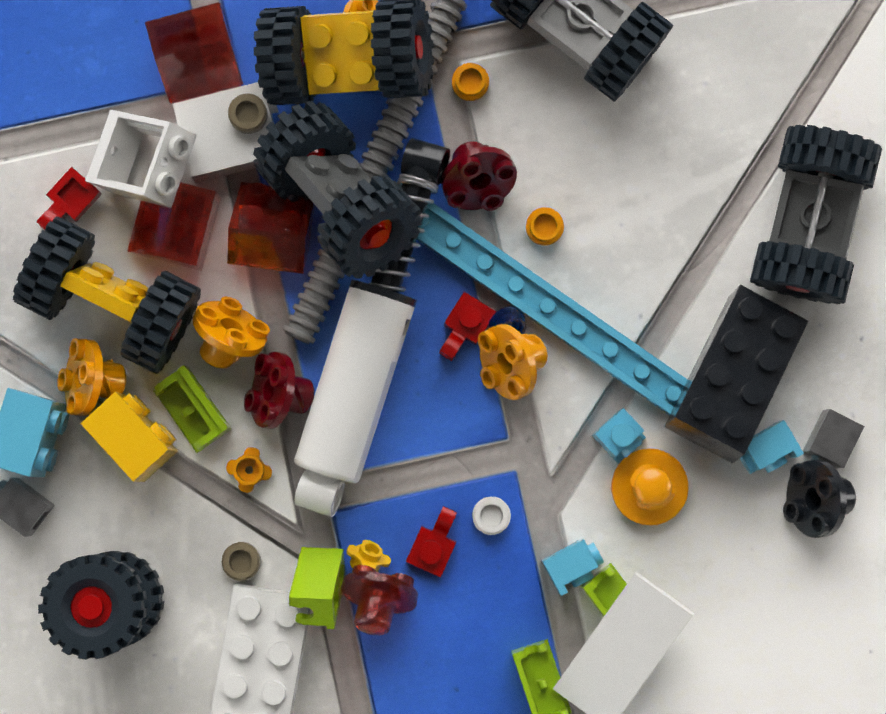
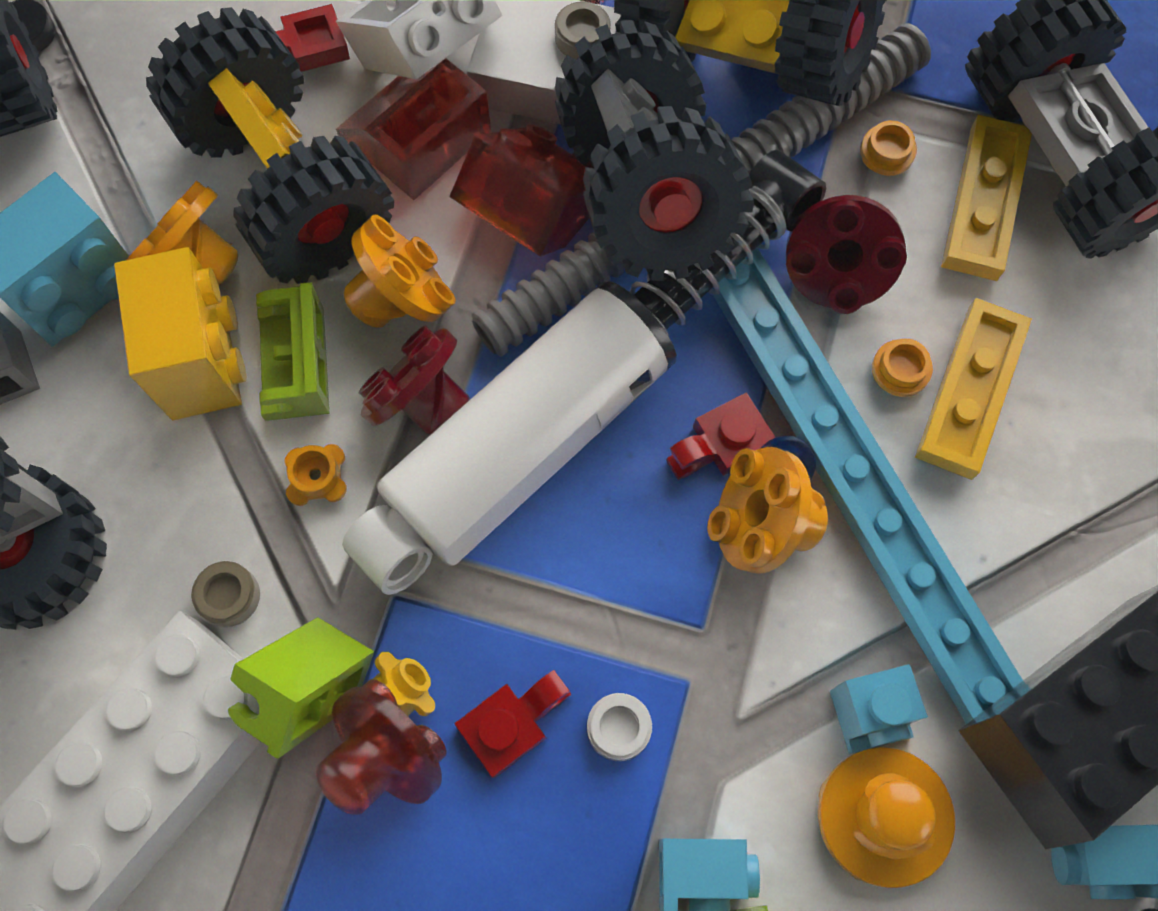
camera: 30 degrees right, 15 degrees down
(544, 88) = (987, 198): none -> yellow plate
(590, 218) = (973, 389): none -> yellow plate

